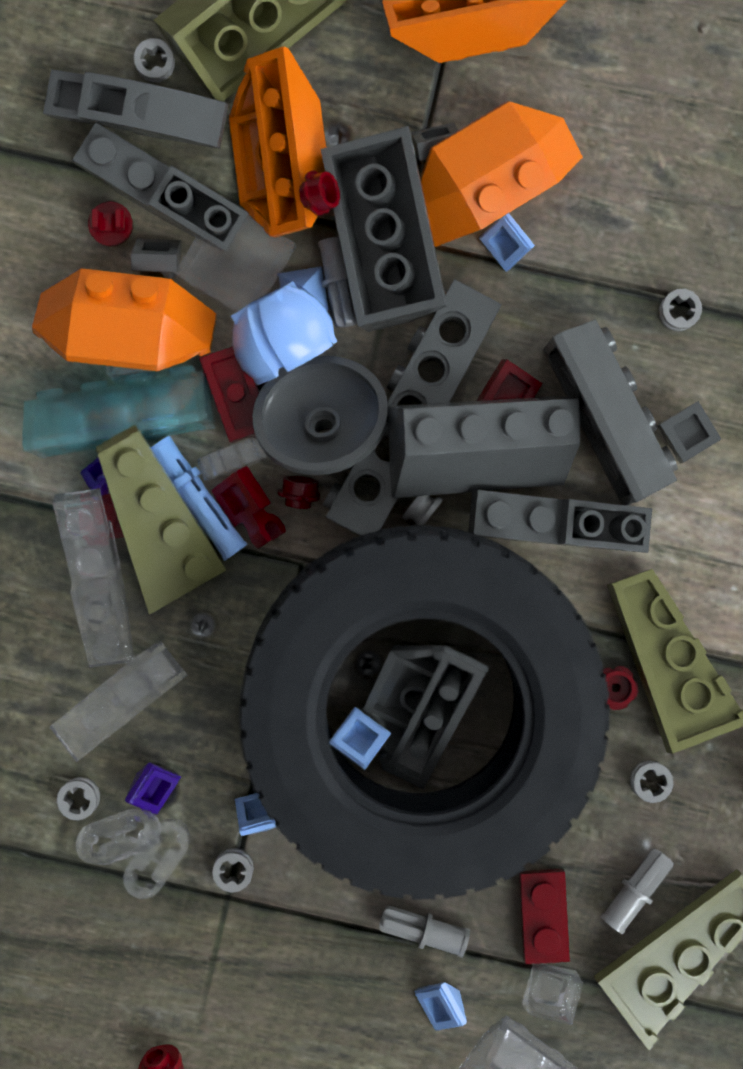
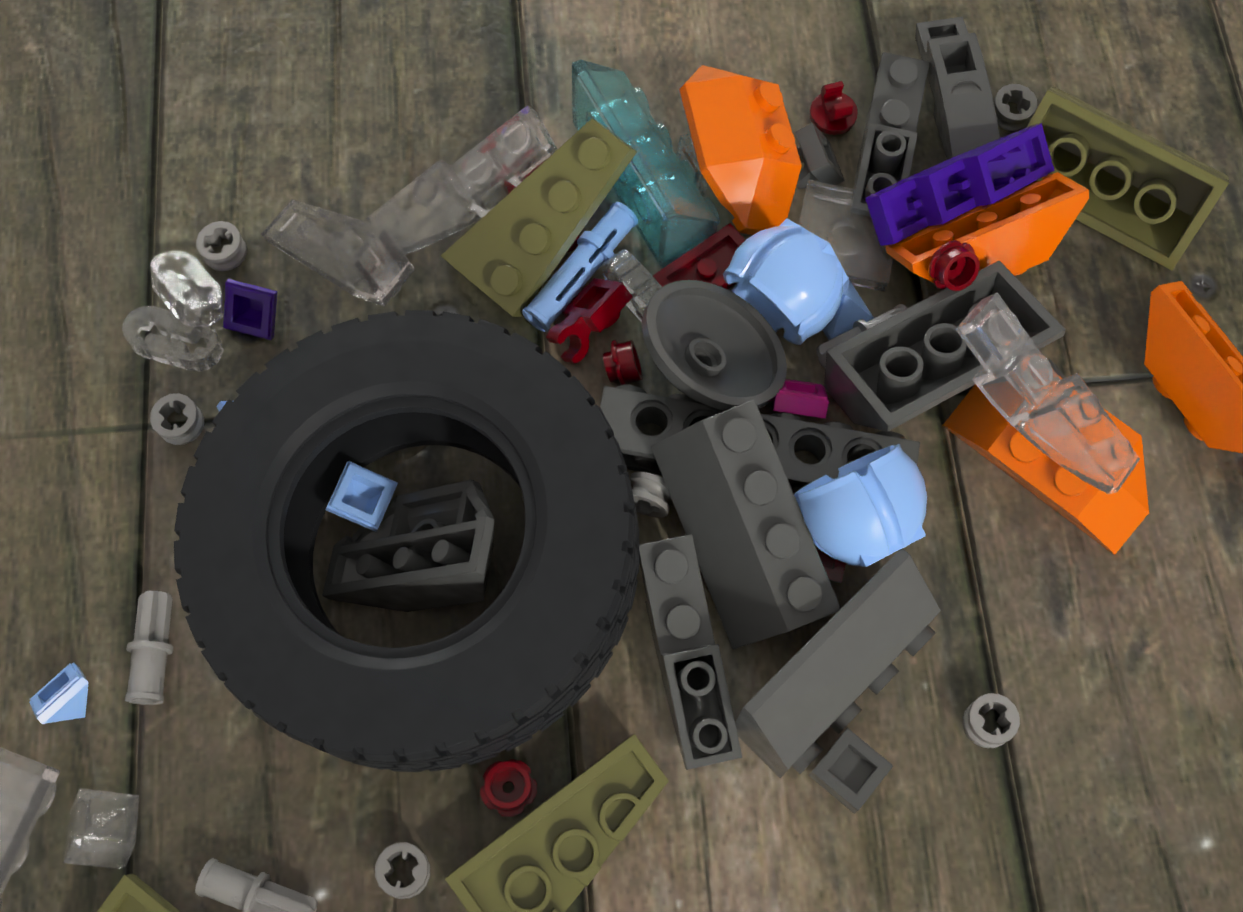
camera: 75 degrees right, 20 degrees down
(233, 141) = (960, 184): none -> dark purple slope
(381, 356) = (801, 399): none -> dark pink tile
(467, 179) = (1049, 411): none -> clear slope
(506, 241) = (985, 496): light blue slope -> none
(507, 351) = (867, 509): none -> light blue piece
(544, 916) = (198, 789): dark red plate -> none

